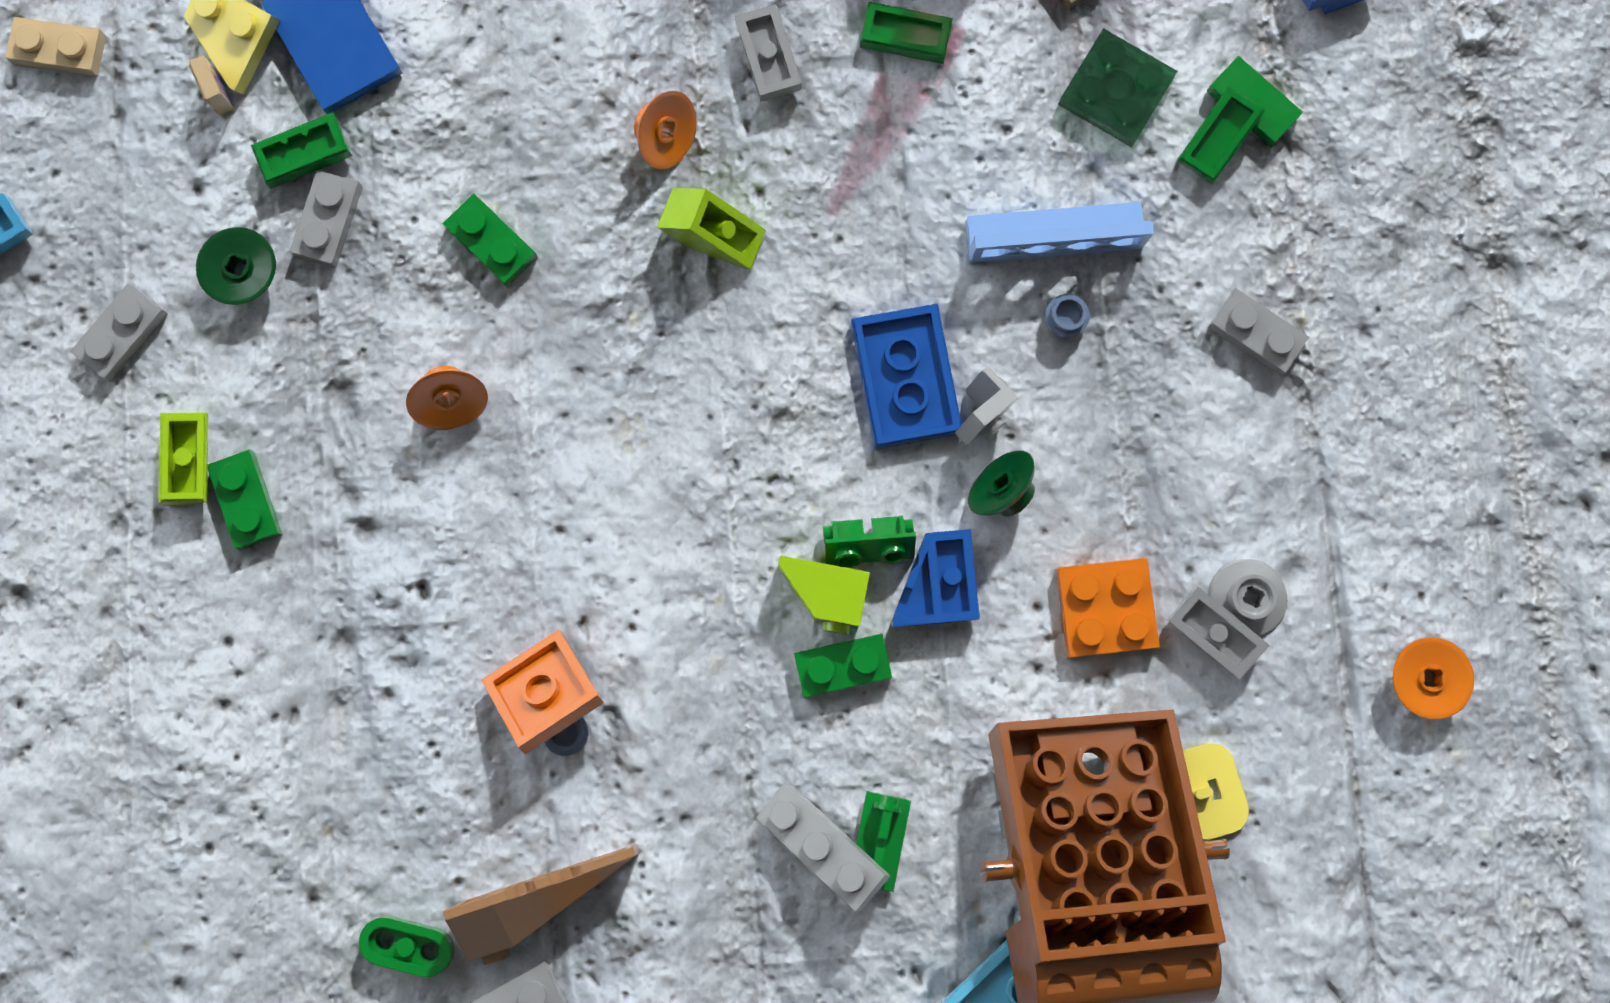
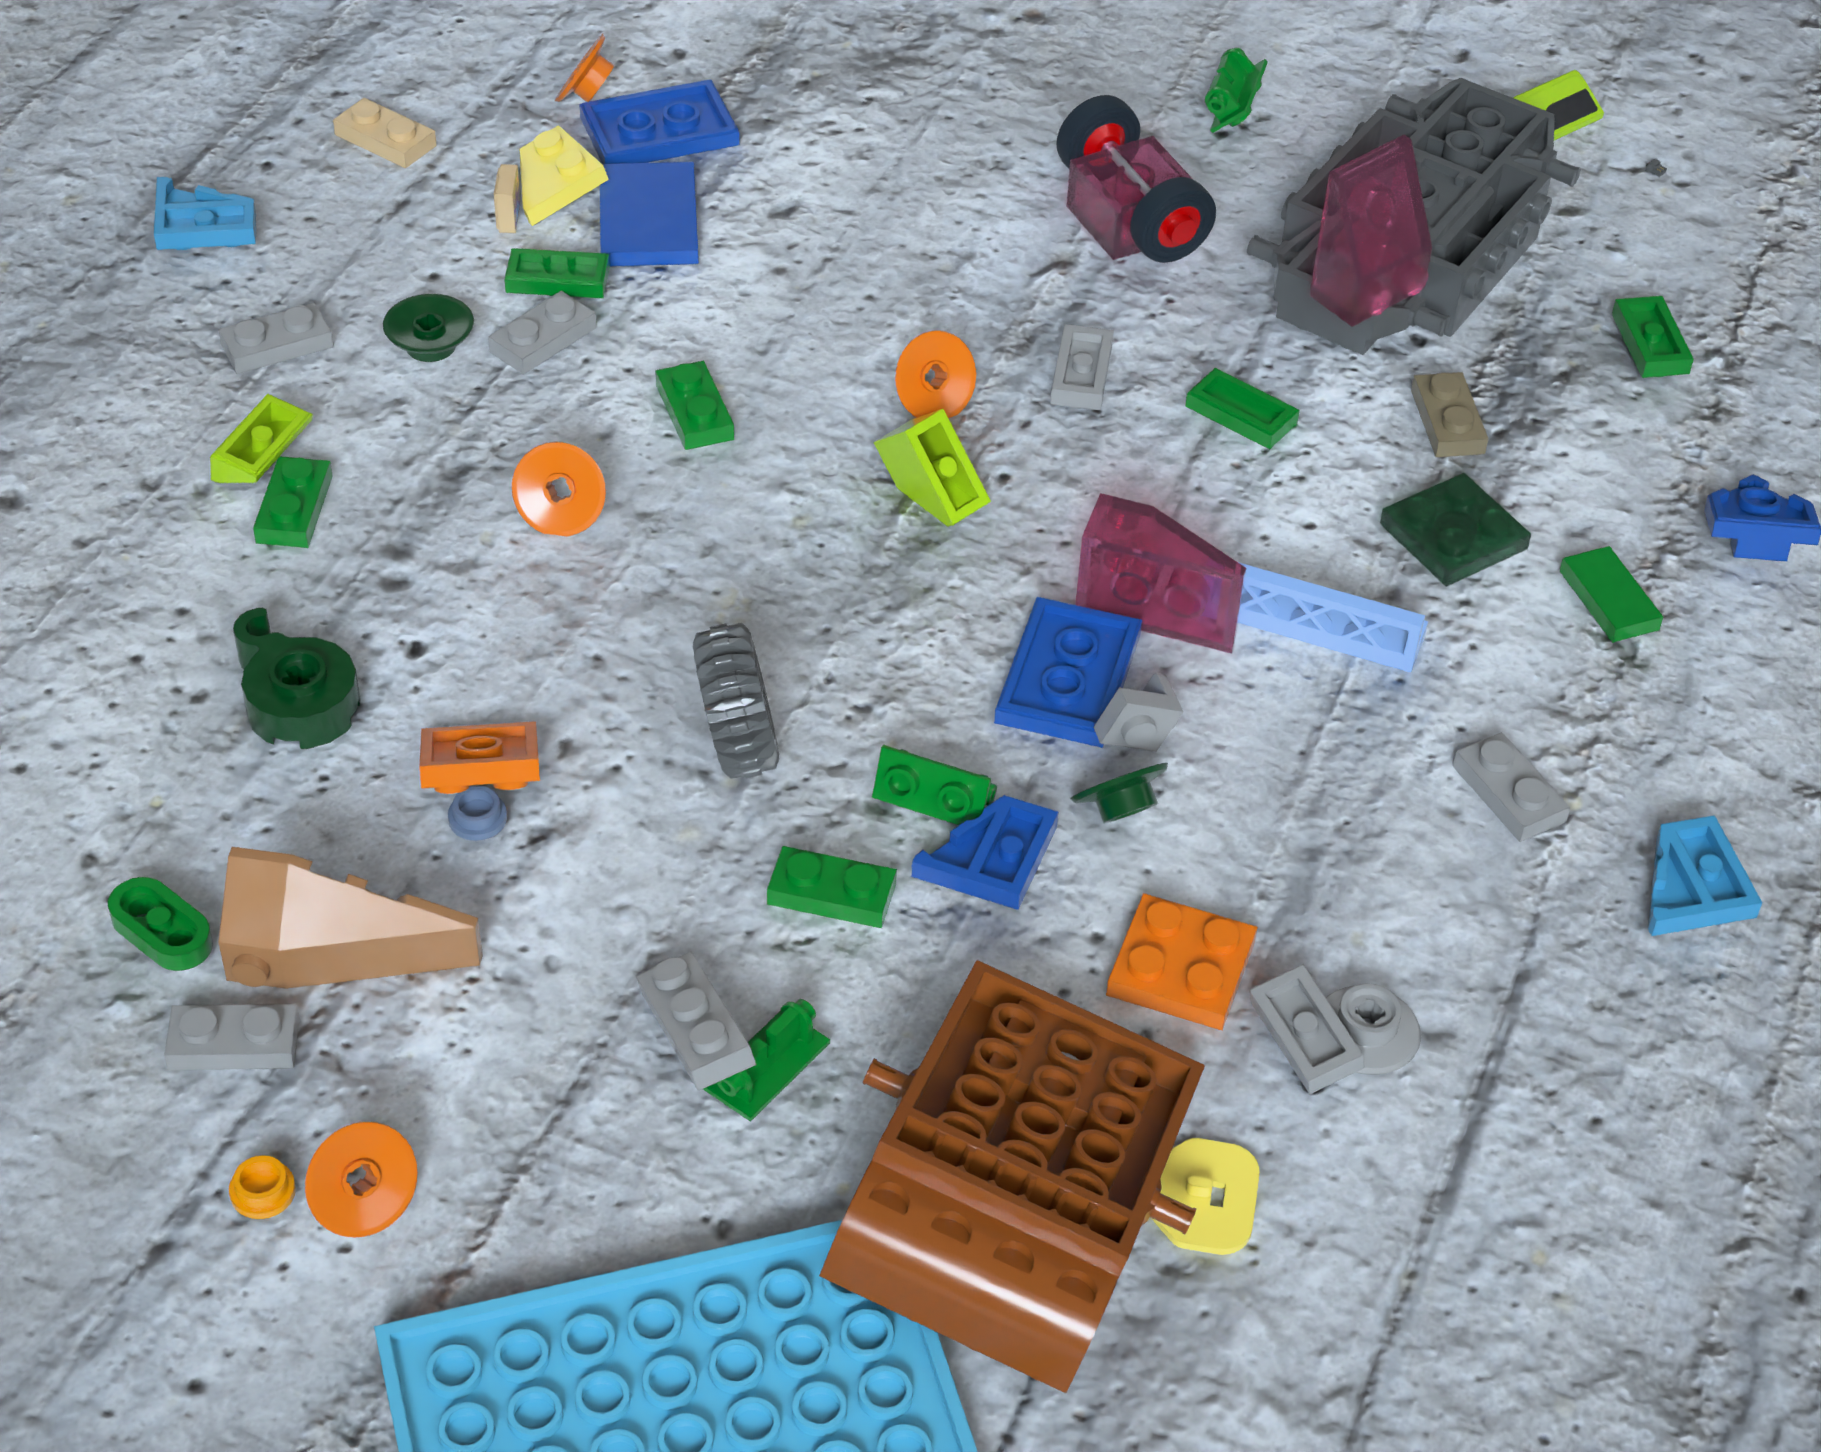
camera: 30 degrees right, 35 degrees down
(345, 681) = (294, 684): none -> dark green piece
(706, 565) = (735, 700): none -> dark grey gear
(827, 592) = (861, 804): lime slope -> none
(931, 269) = (1159, 572): none -> clear pink slope
(1067, 316) = (1287, 684): sand blue plate -> none
(1221, 134) = (1553, 601): green tile -> none
(1416, 360) = (1698, 879): none -> dark azure wing
(1452, 678) = (1573, 1167): orange piece -> none

